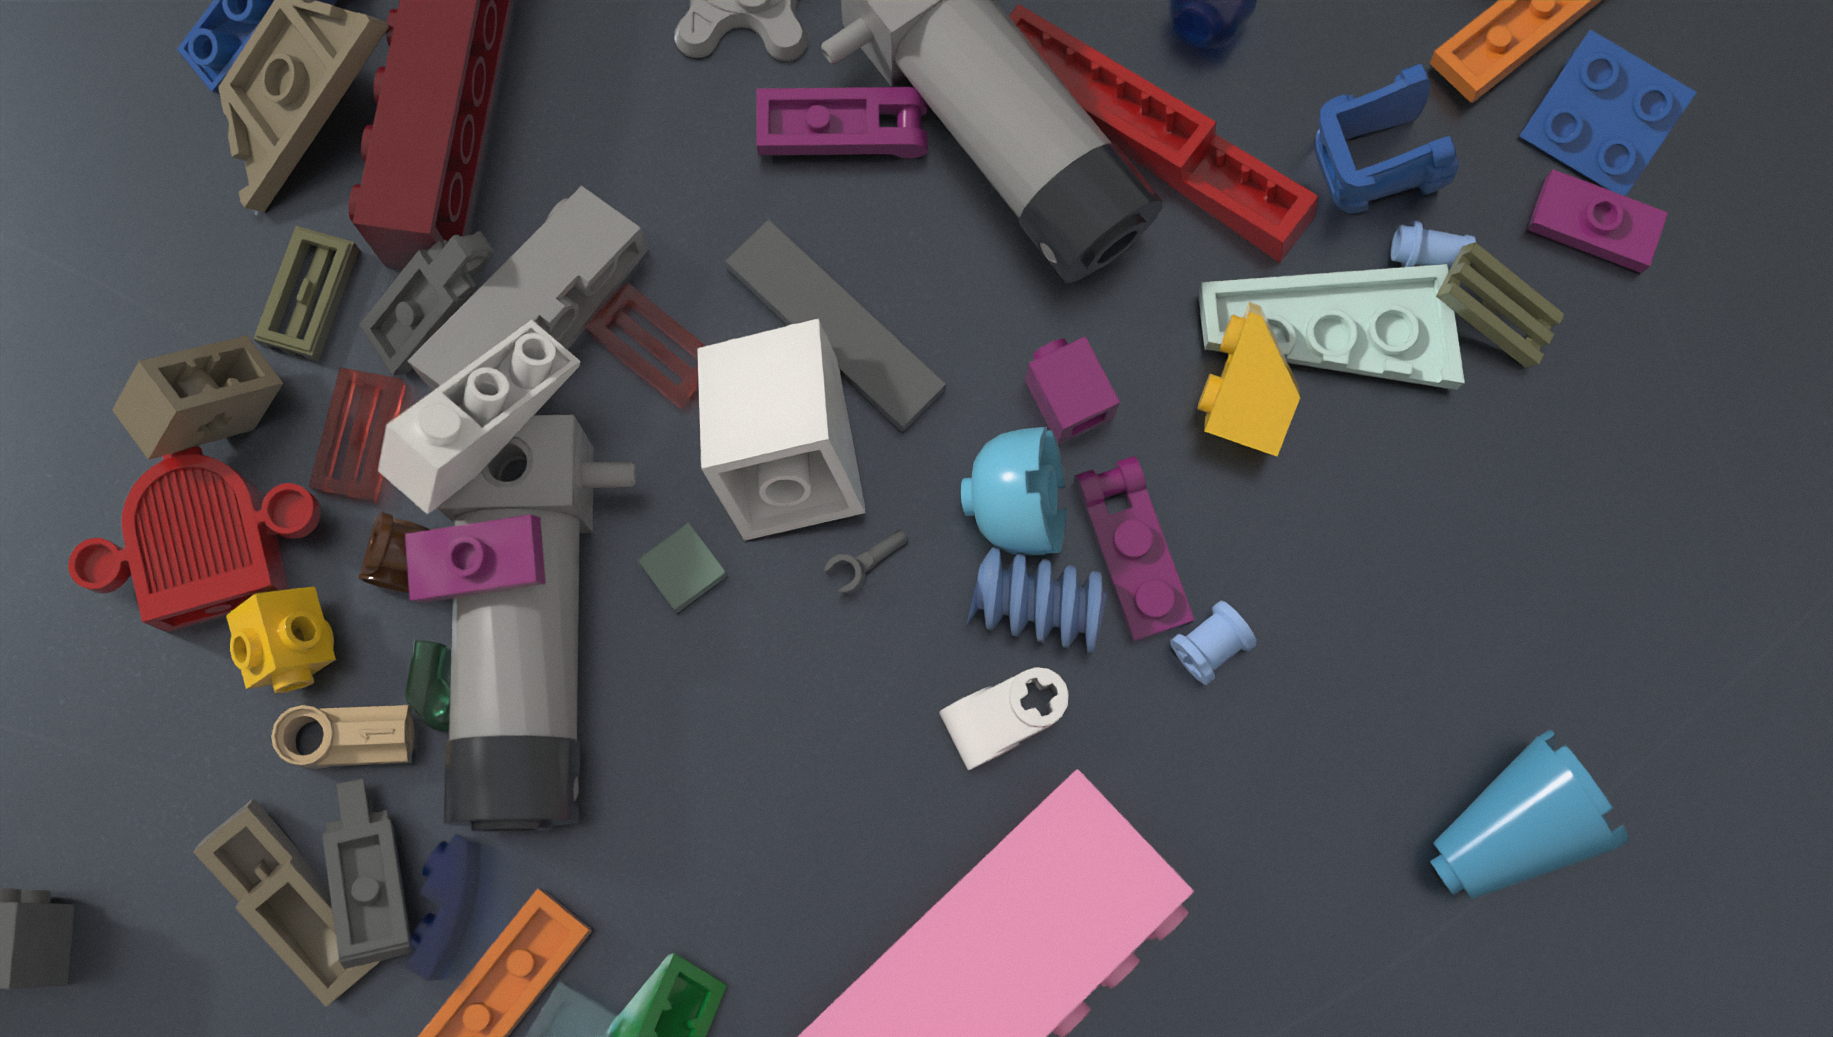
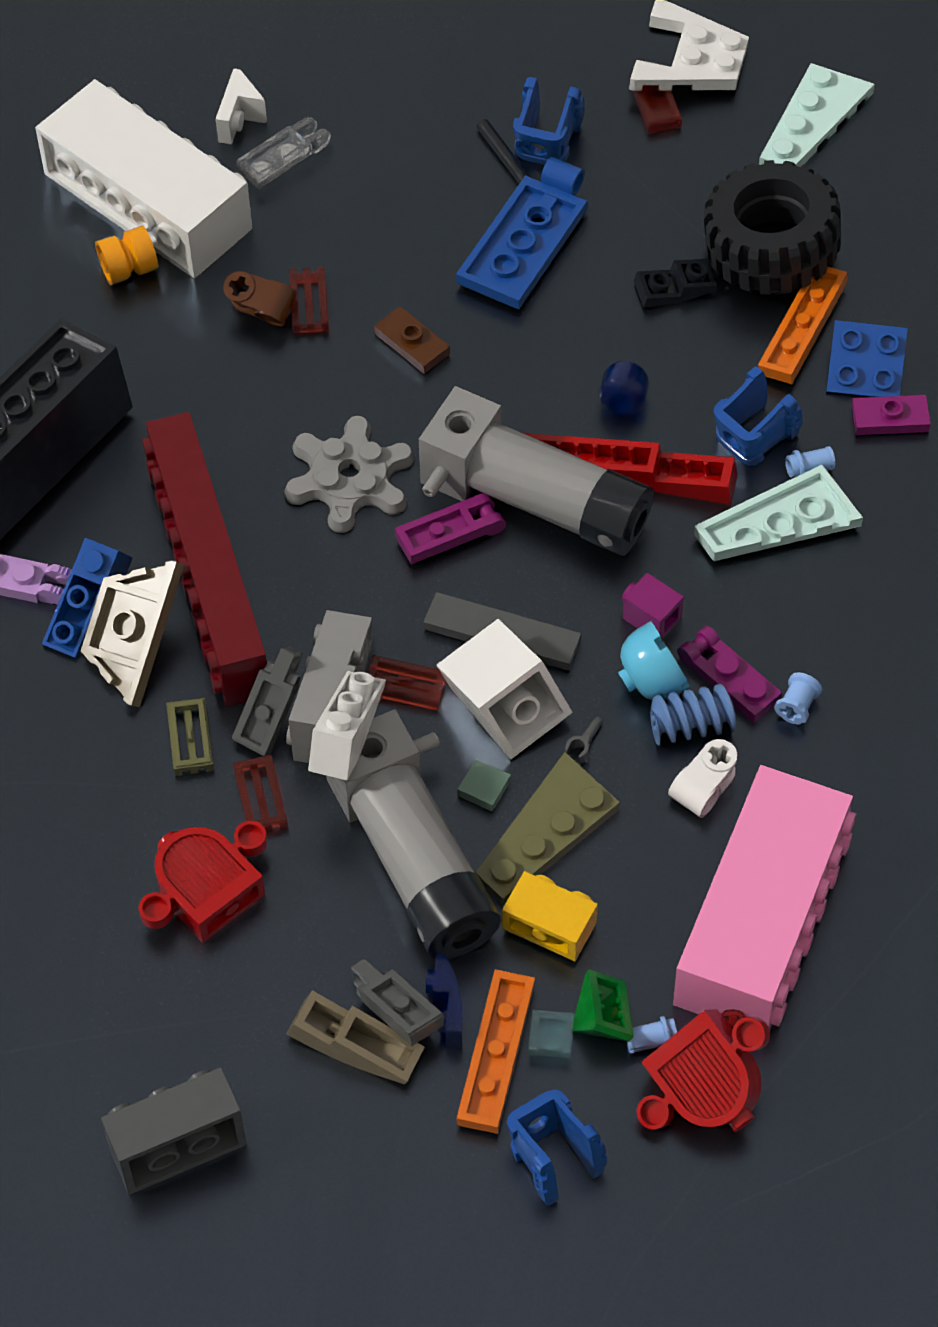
camera: 20 degrees left, 20 degrees down
(214, 396) = (168, 798): dark tan brick -> none
(280, 639) = (279, 905): yellow brick -> none
(349, 737) = (344, 941): tan piece -> none
(386, 553) = (327, 833): reddish brown piece -> none
(425, 688) = (374, 906): clear green arm -> none
(475, 558) = (381, 796): magenta plate -> none
(659, 839) = (549, 915): none -> yellow brick
(745, 678) = (549, 826): none -> olive wing
(1256, 389) = (752, 560): yellow slope -> none
(1504, 295) = (861, 468): olive tile -> none

